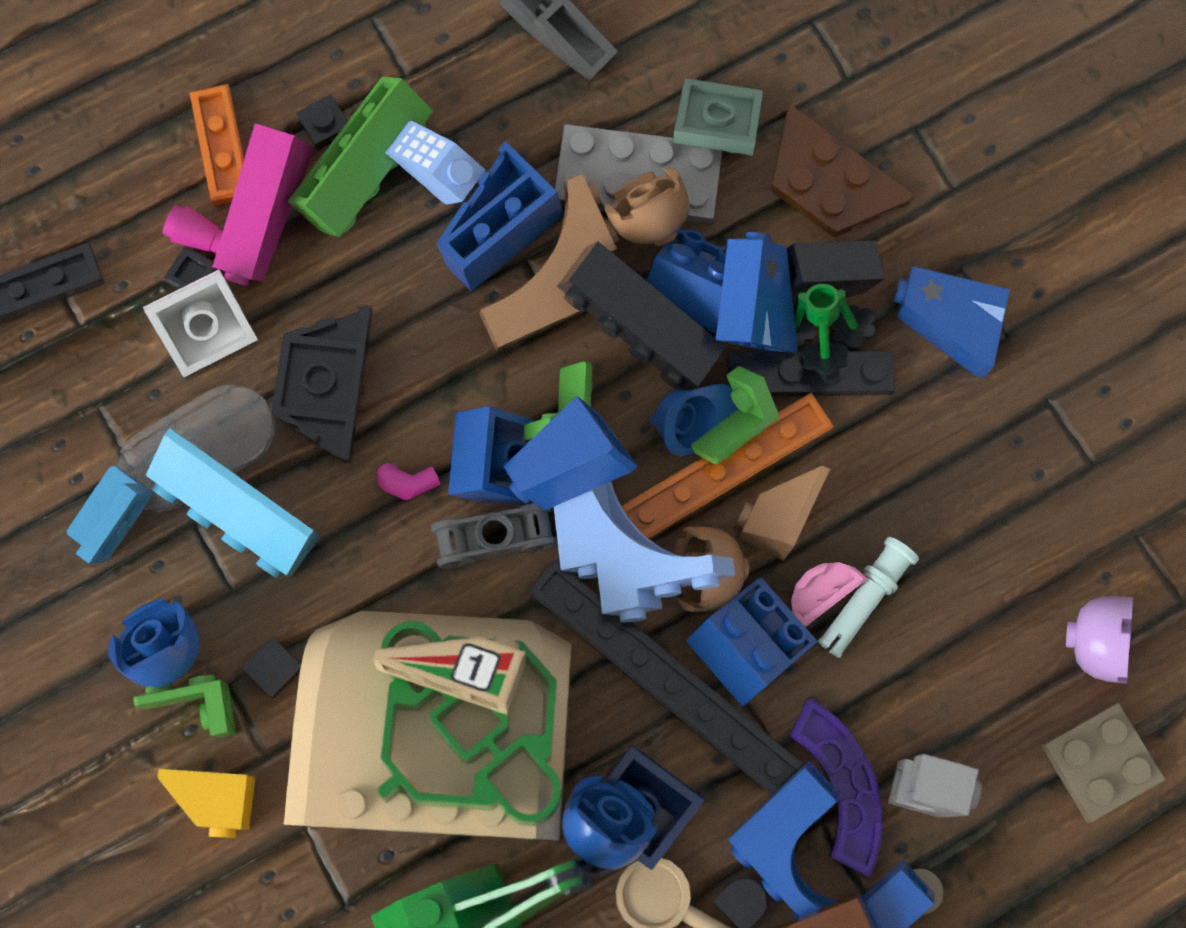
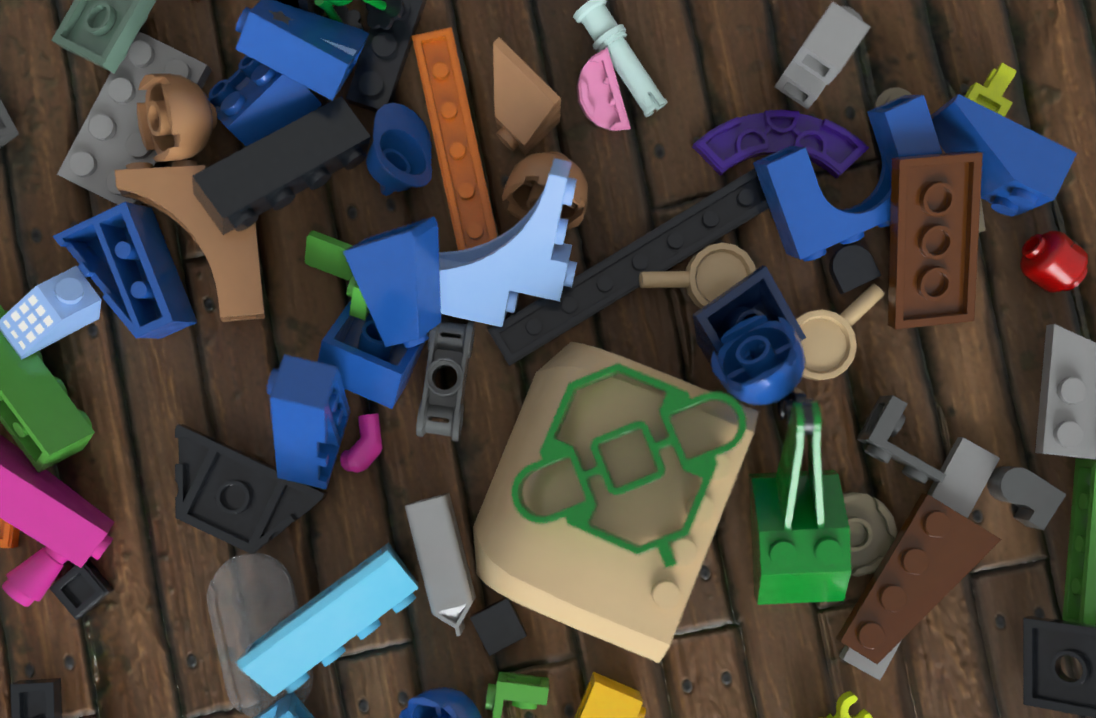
camera: 70 degrees left, 10 degrees up
(200, 323) = (134, 596): white slope -> none
(319, 591) = (441, 559): none -> light grey piece
(410, 419) = (307, 419): none -> blue wedge
(467, 668) = (581, 443): tan slope -> none
(684, 753) = (707, 273): none -> tan piece
(751, 641) = (628, 175): blue slope -> none
(754, 414) = (414, 94): bright green bracket -> none

